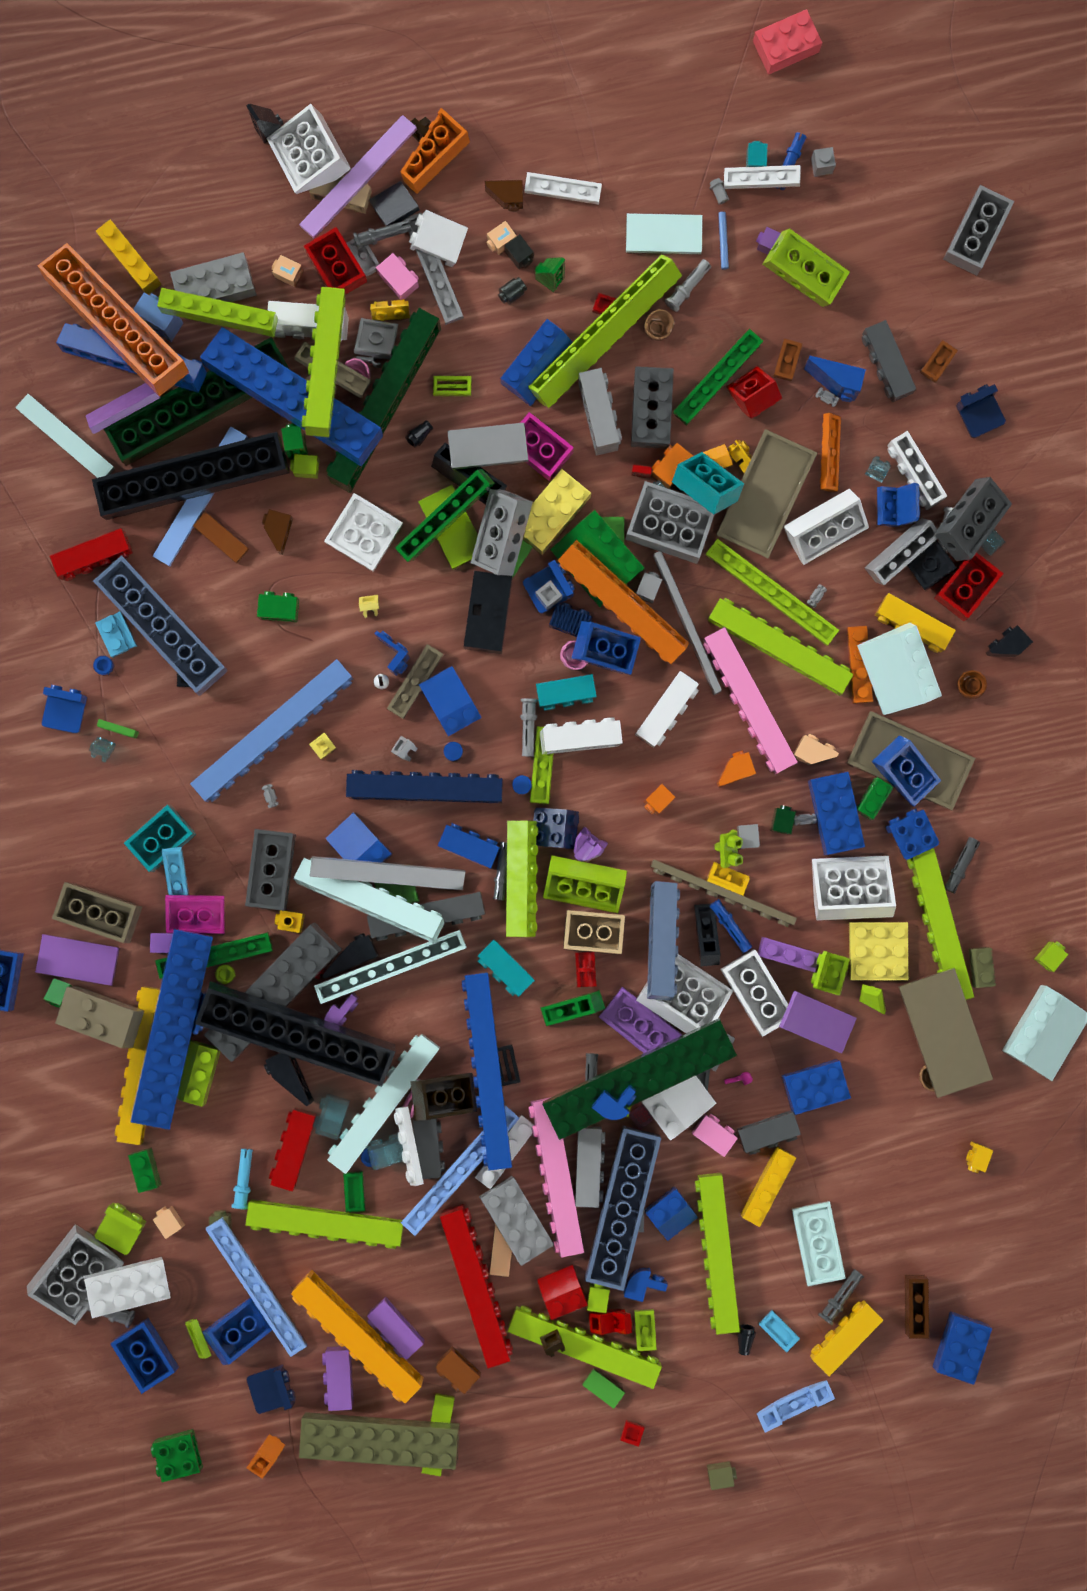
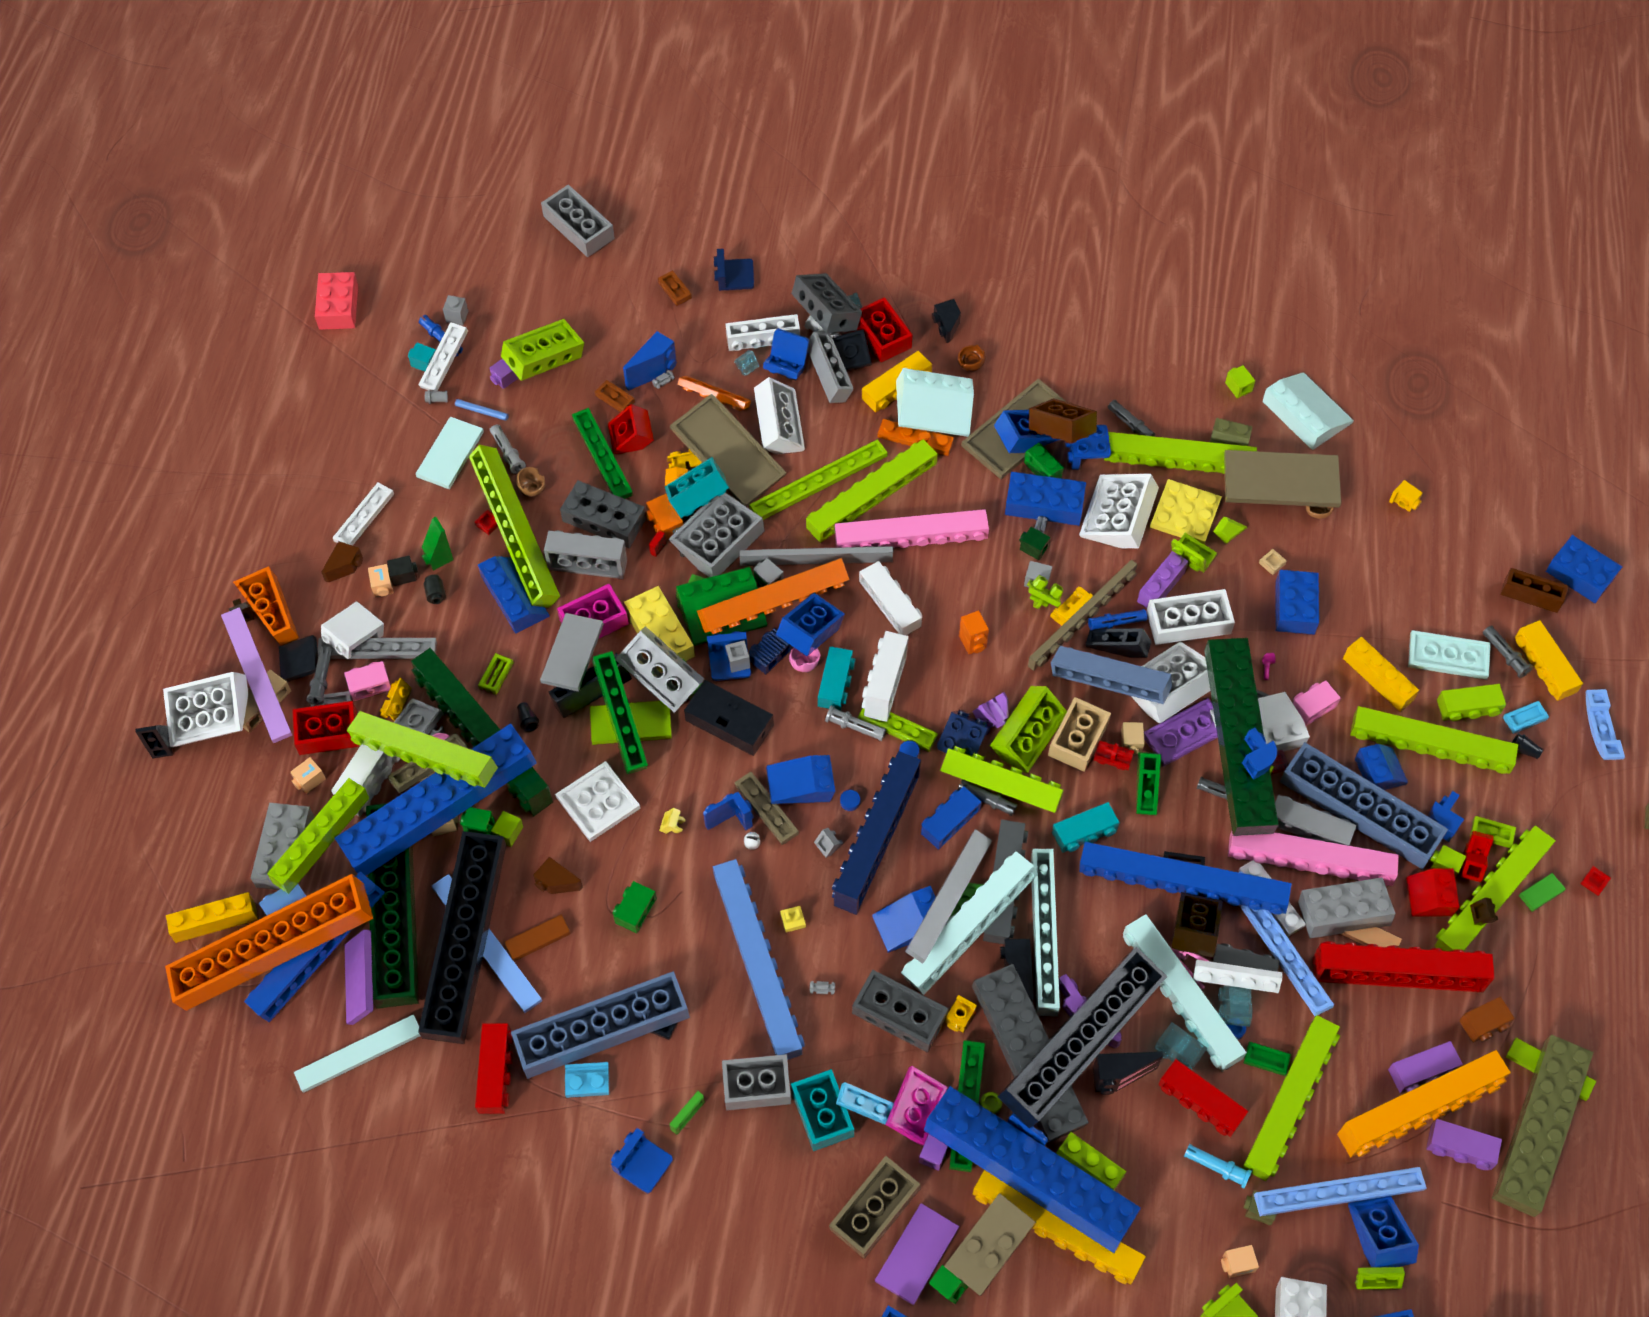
camera: 65 degrees left, 25 degrees down
(102, 747) = (699, 1137): clear light blue tile -> none
(103, 665) = (613, 1105): blue tile -> none
(144, 1170) = (1174, 1264): green brick -> none
(162, 774) = (756, 1082): none -> light grey brick
(266, 1456) = (1531, 1254): orange slope -> none
(271, 1389) = (1457, 1219): dark blue bracket -> none
(611, 980) = (1132, 736): none -> tan brick
(737, 768) = (970, 563): orange slope -> none
(768, 1132) = (1328, 655): dark grey brick -> none
(771, 1278) = (1471, 702): none -> lime brick
(811, 751) = (979, 496): light nougat slope -> none
(816, 596) = (837, 447): light grey piece -> none
(817, 1022) = (1236, 575): medium lavender tile -> none
(855, 1050) = (1272, 561): none -> tan tile
(888, 360) = (646, 322): dark grey brick -> none
(918, 802) = (1062, 420): none -> reddish brown brick

